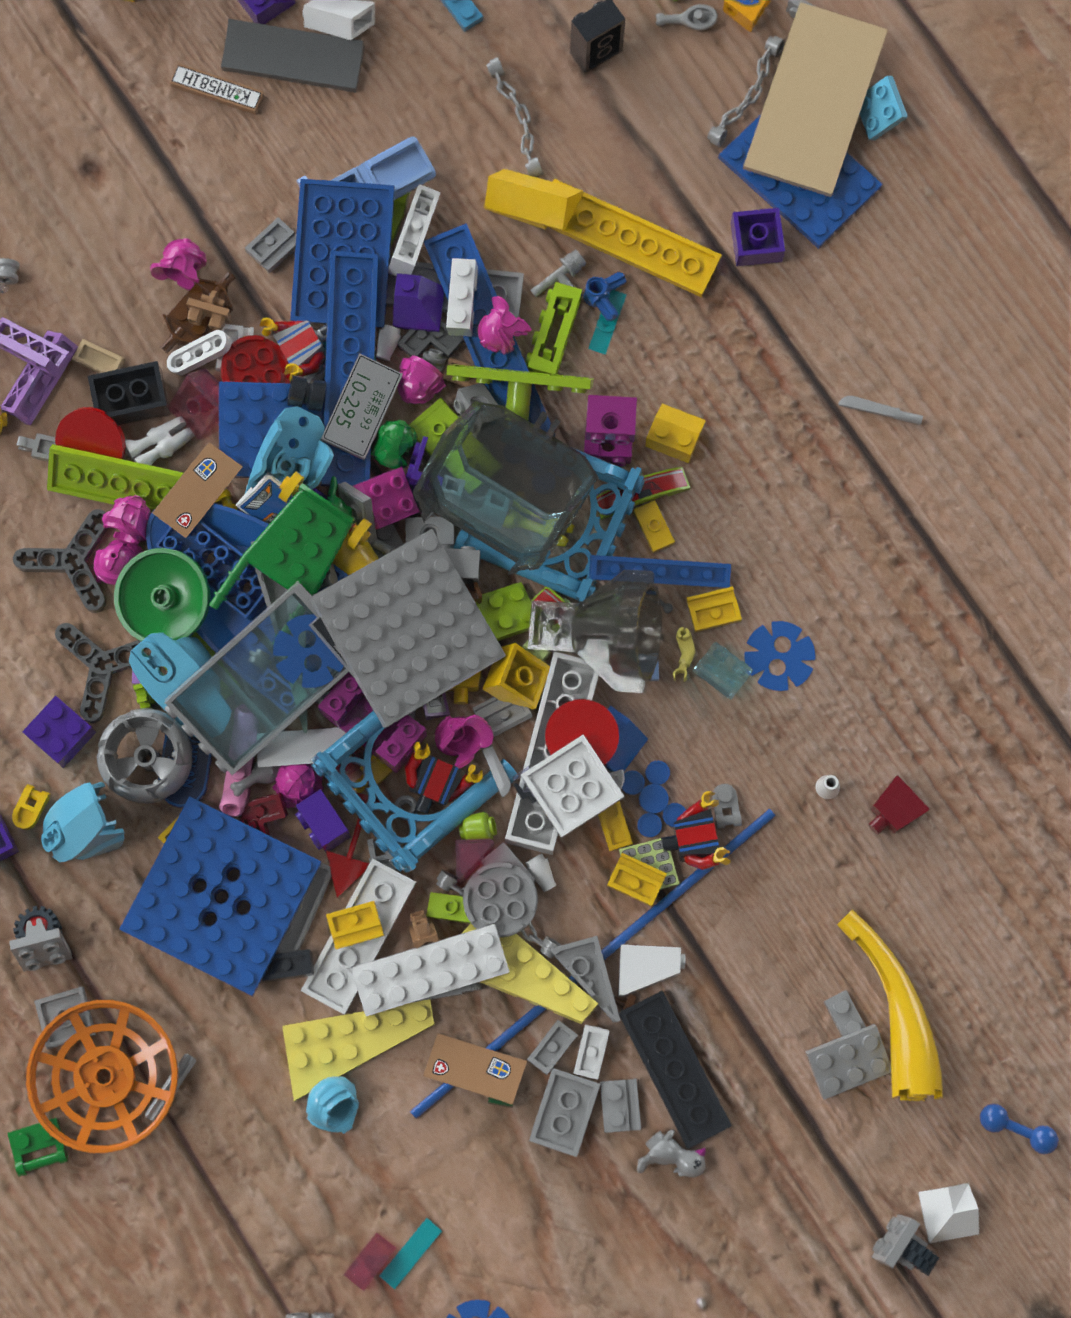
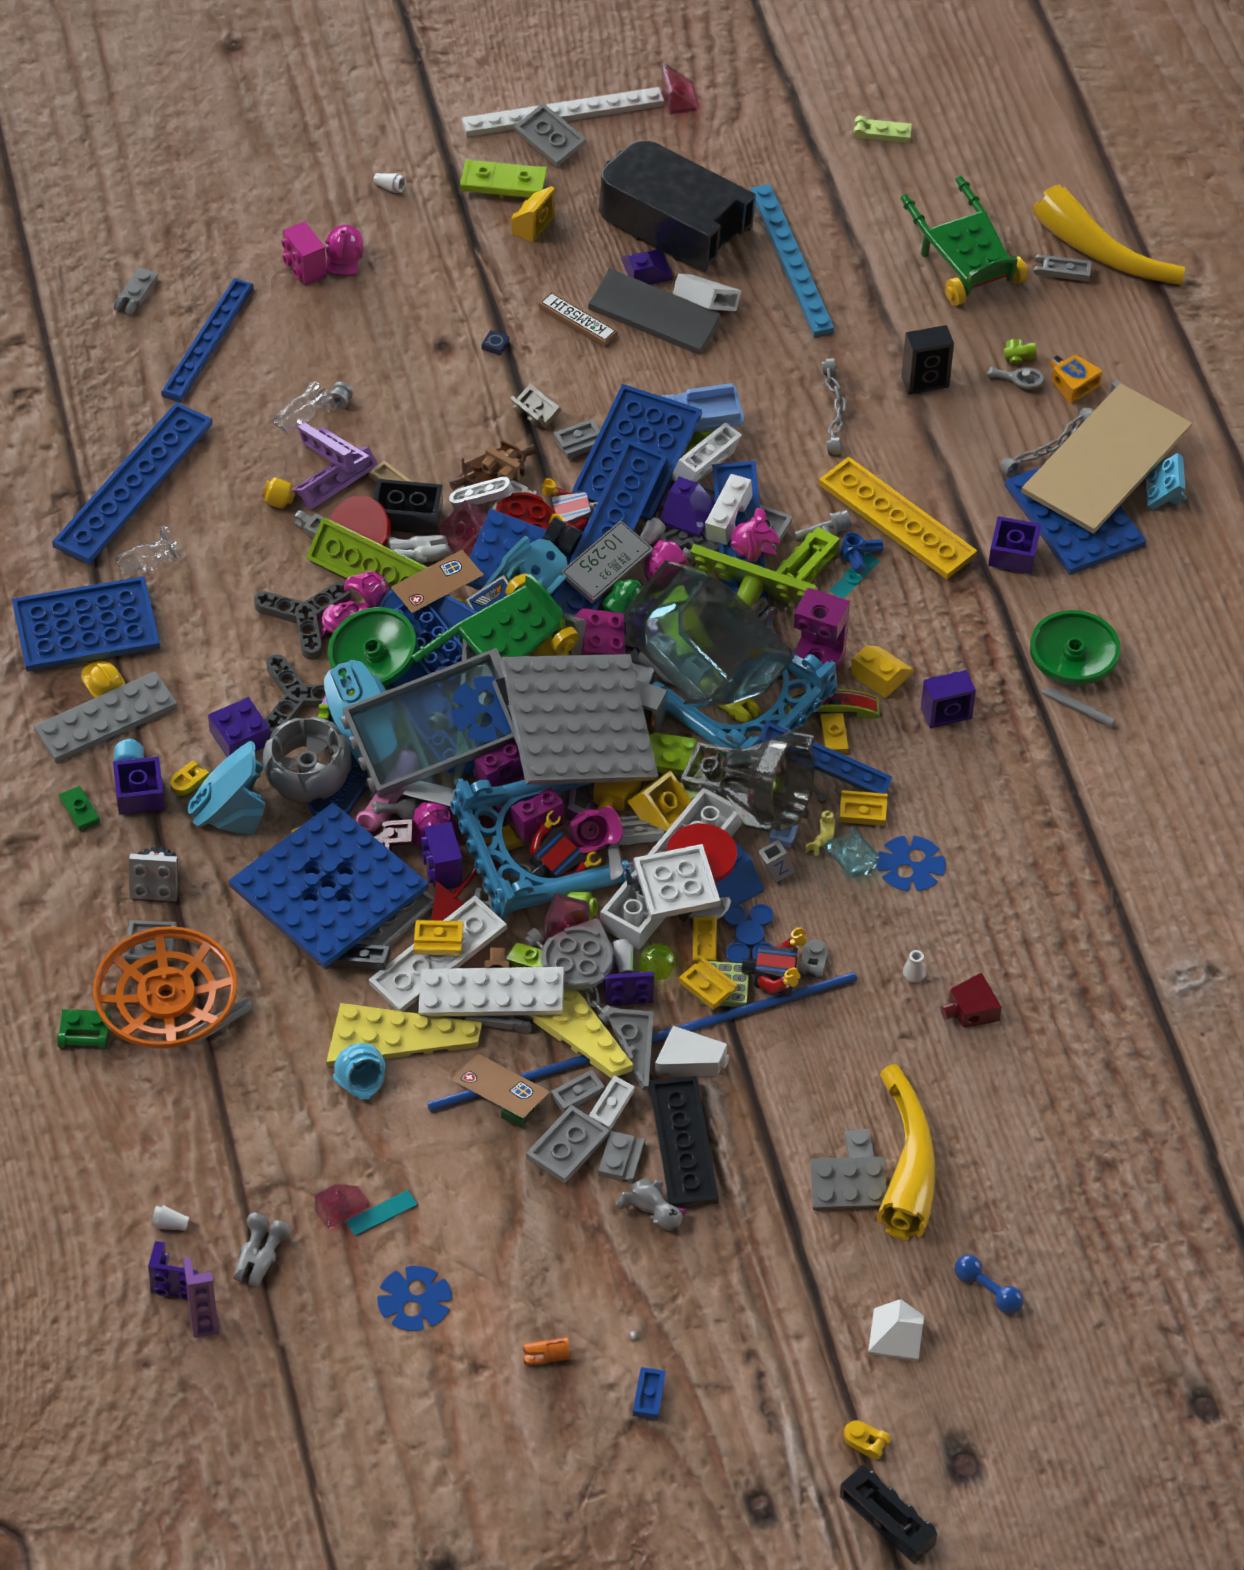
camera: 20 degrees right, 25 degrees down
(142, 147) = (495, 342): none -> dark blue tile
(180, 263) = (491, 426): dark pink helmet -> none
(214, 219) = (537, 406): none -> bracket
(531, 199) = (819, 463): yellow slope -> none
(559, 907) = (629, 988): none -> dark purple bracket
(575, 863) = (657, 959): none -> clear neon green hair
(653, 708) = (776, 861): none -> light grey brick
(756, 453) = (948, 699): none -> dark purple brick
(858, 345) = (1075, 647): none -> green dish
(904, 1246) = (841, 1336): light grey plate -> none

